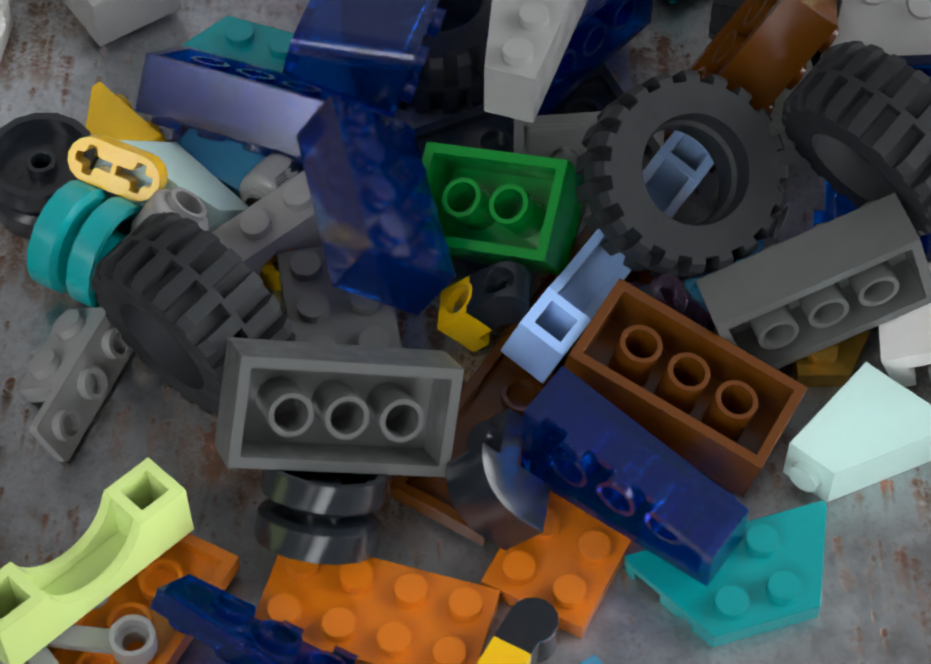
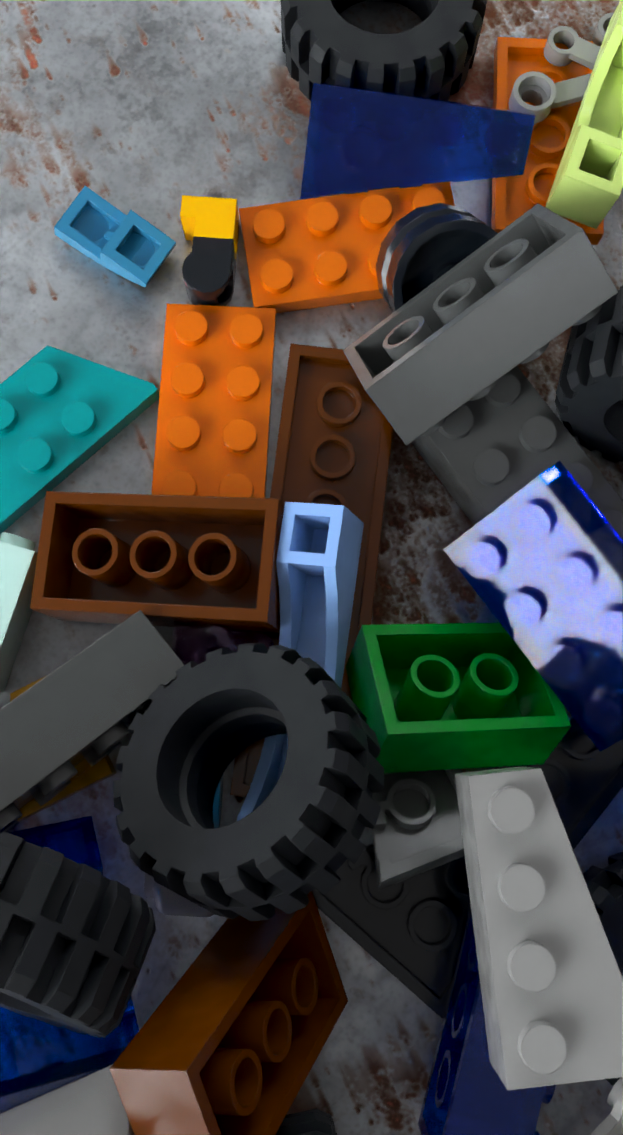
camera: 155 degrees right, 25 degrees up
(485, 302) = (403, 582): black leg -> none
(492, 489) = (293, 355): black brick -> none
(629, 478) = (167, 421): clear blue wedge -> none

